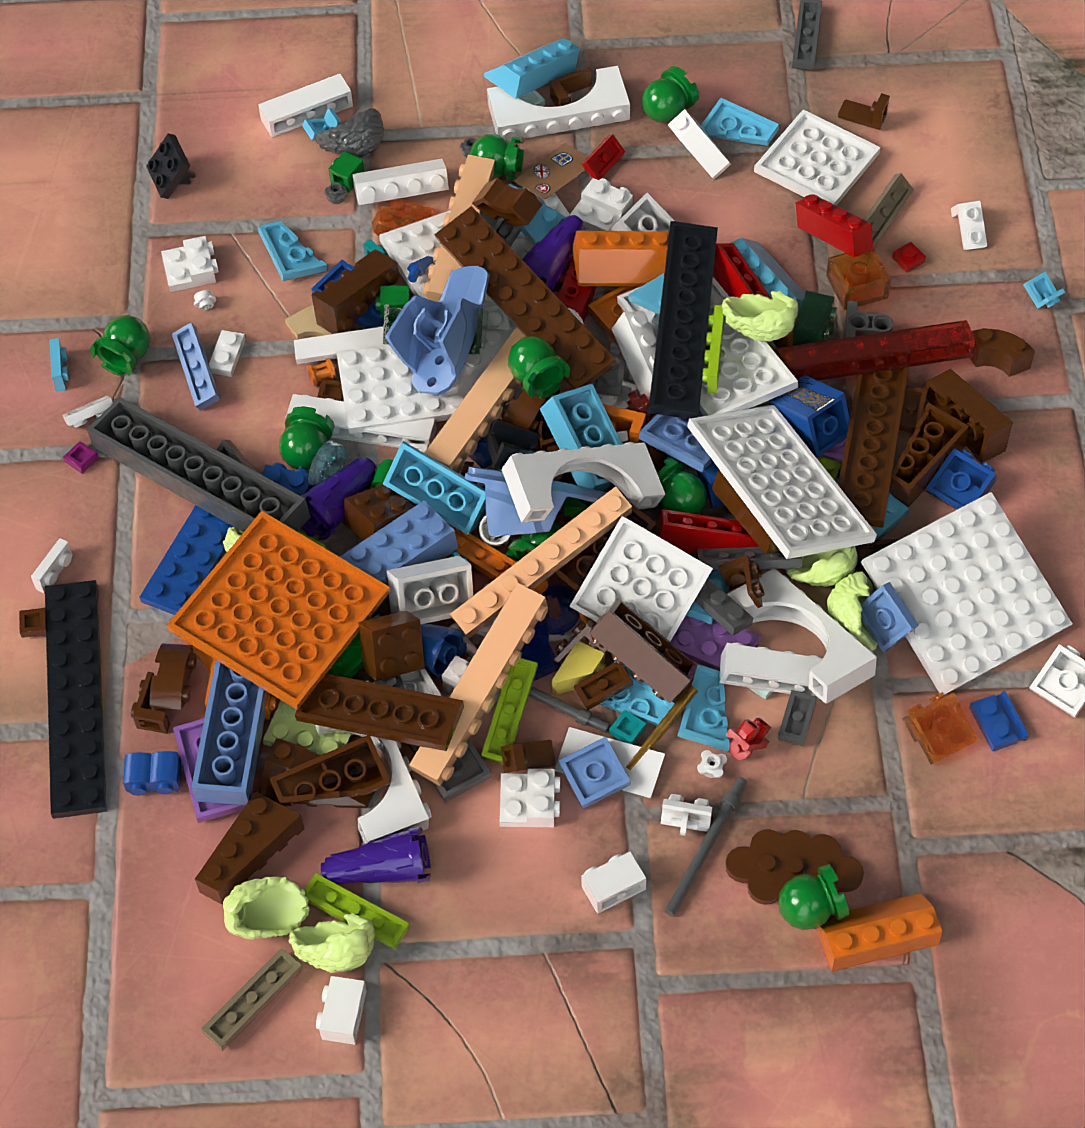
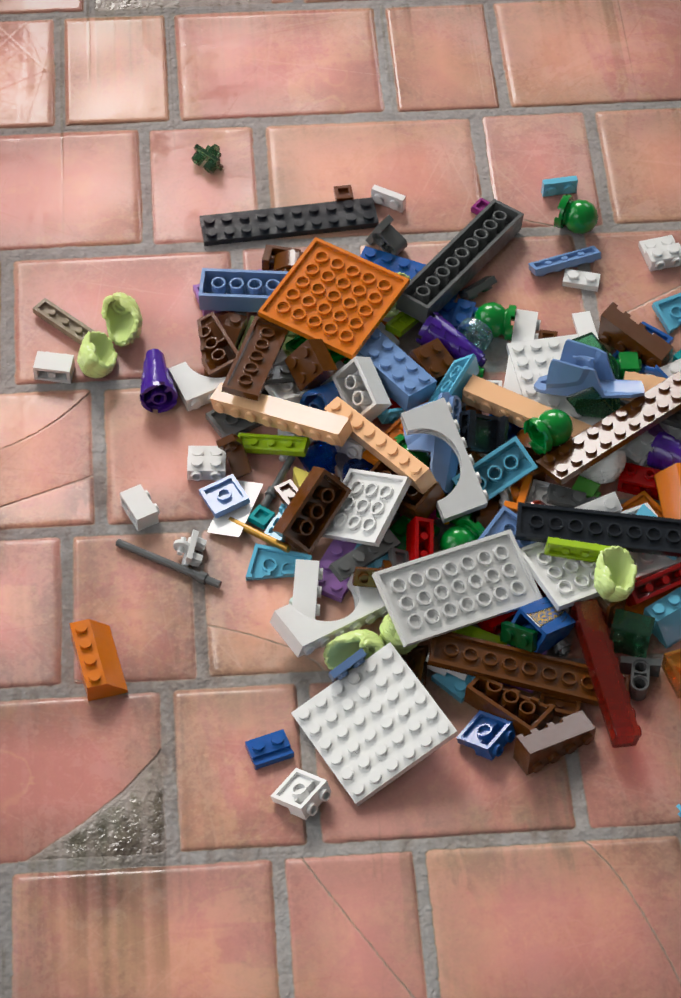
camera: 85 degrees right, 5 degrees down
(79, 416) = (517, 203): white plate -> none
(130, 567) = (387, 237): none -> dark grey tile
(152, 772) = (227, 257): blue brick -> none
(204, 300) = (627, 262): white plate -> none
(248, 844) = (170, 311): reddish brown wedge -> none
(321, 371) = (564, 331): orange bush -> none
(339, 901) = (123, 372): lime plate -> none
(708, 770) = (232, 571): white plate -> none
(748, 737) = (249, 583): red hips -> none
(778, 858) = (148, 615): reddish brown plate -> none
(797, 718) = (261, 617): dark grey plate -> none
(810, 900) = (114, 612): green tile -> none
(831, 432) = (518, 636): none -> dark green plate
(940, 727) = (260, 705): clear orange plate -> none
(1001, 351) = (622, 774): reddish brown brick -> none

